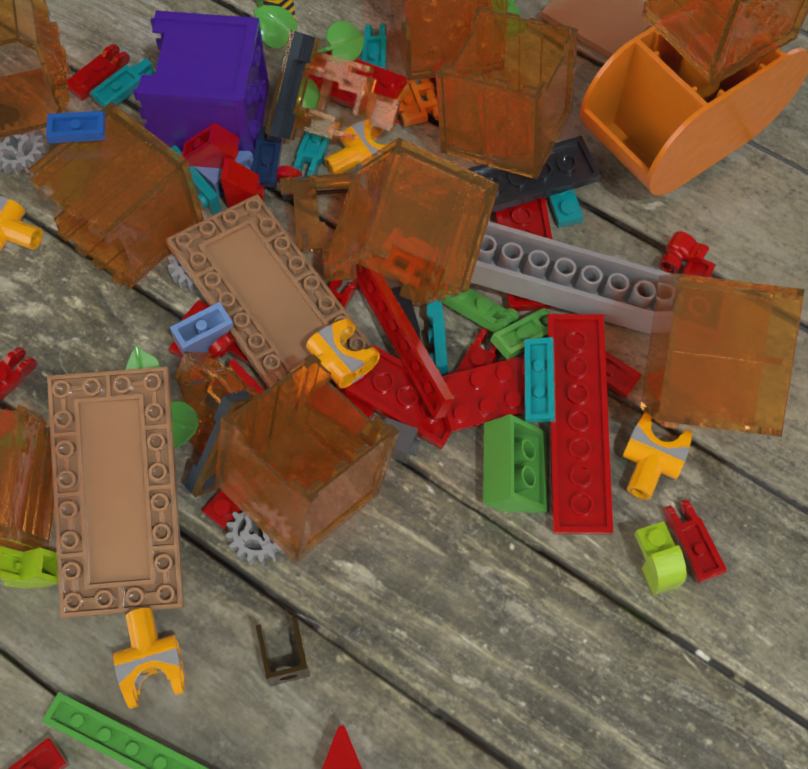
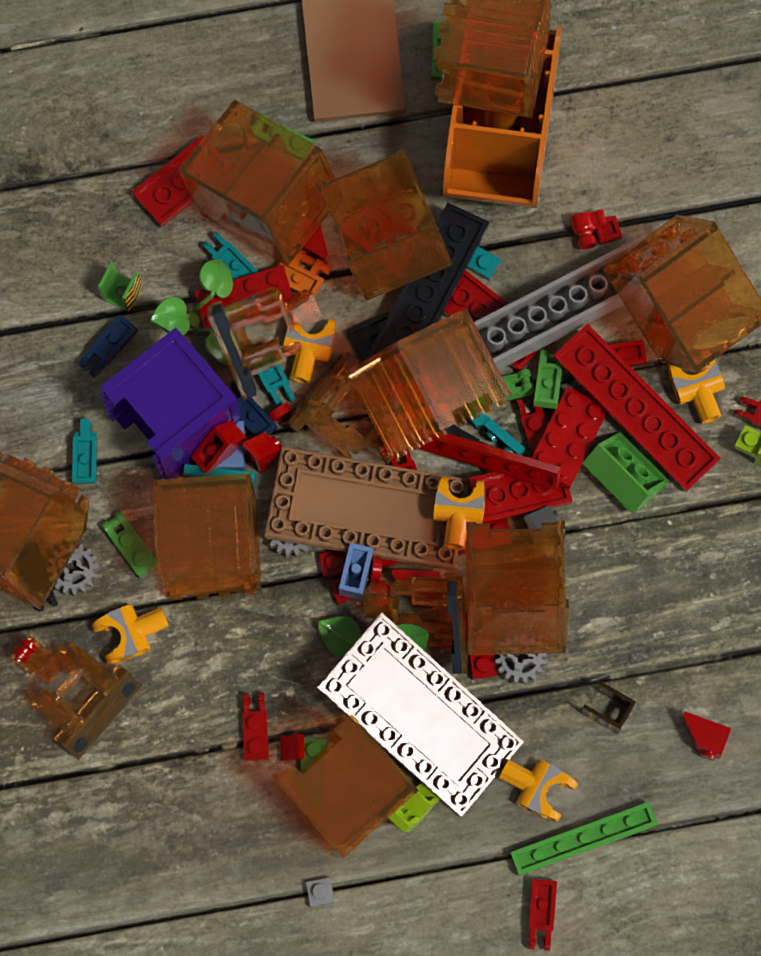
camera: 40 degrees left, 10 degrees up
(76, 127) = (158, 519): blue plate -> none
(97, 71) = (53, 455): red hinge -> none
(539, 380) = (591, 404): teal plate -> none

